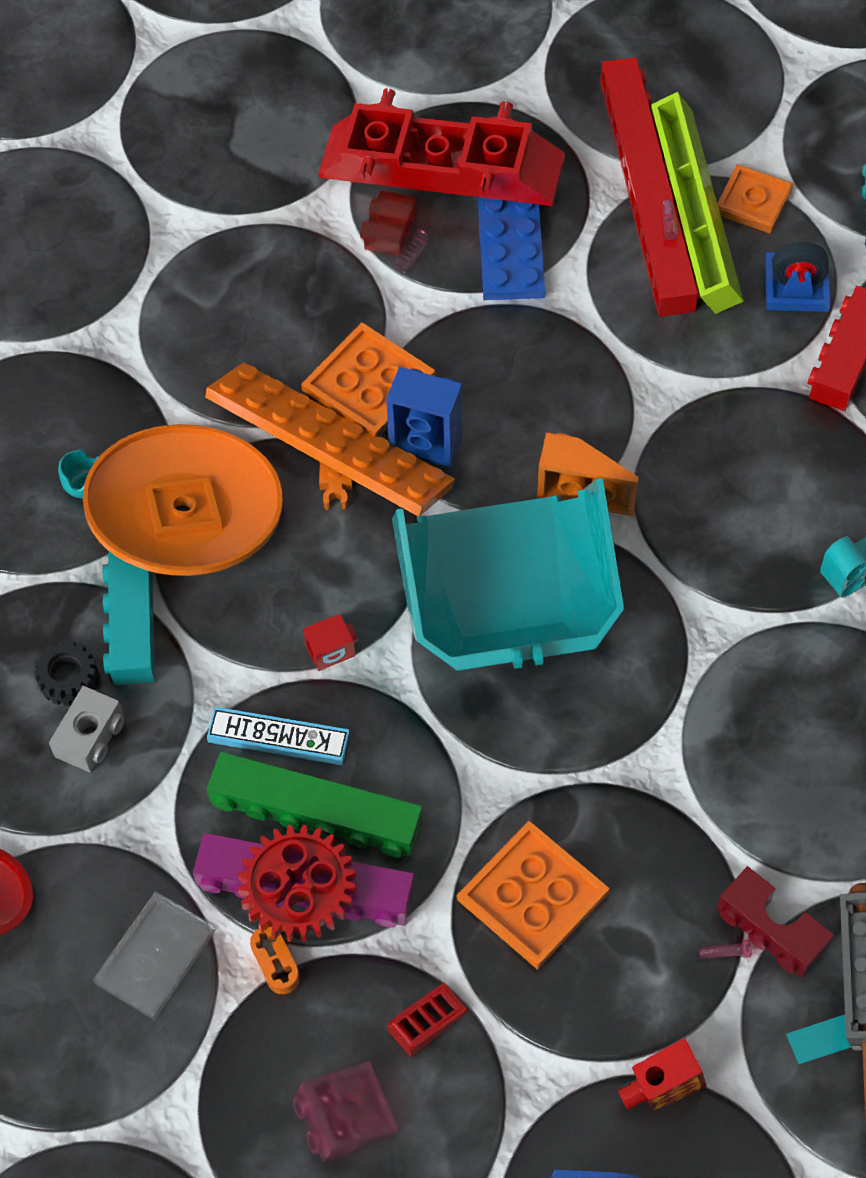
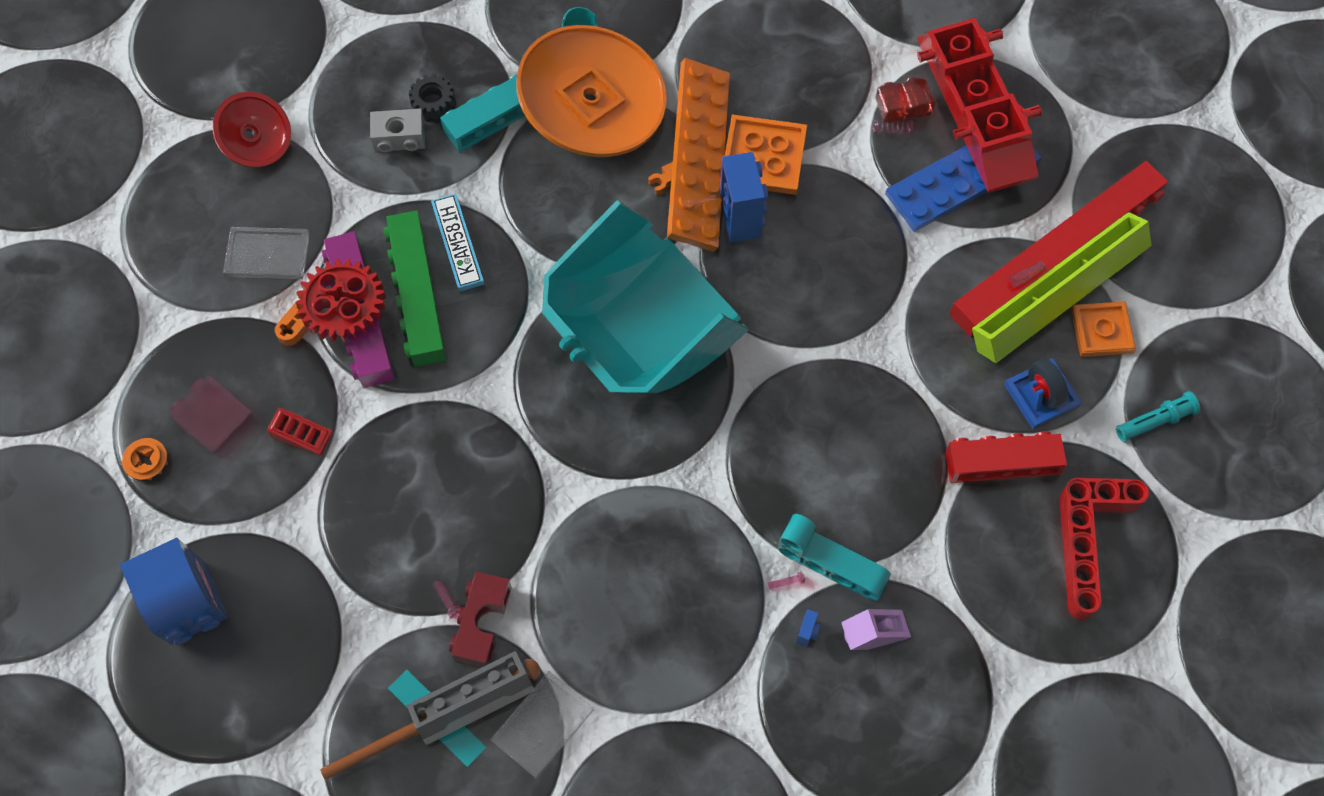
camera: 60 degrees right, 5 degrees up
(330, 641) = (541, 235): red brick -> none
(533, 894) = (422, 453): orange plate -> none
(572, 465) = (759, 311): orange slope -> none
(679, 1073) = (325, 600): red torso -> none

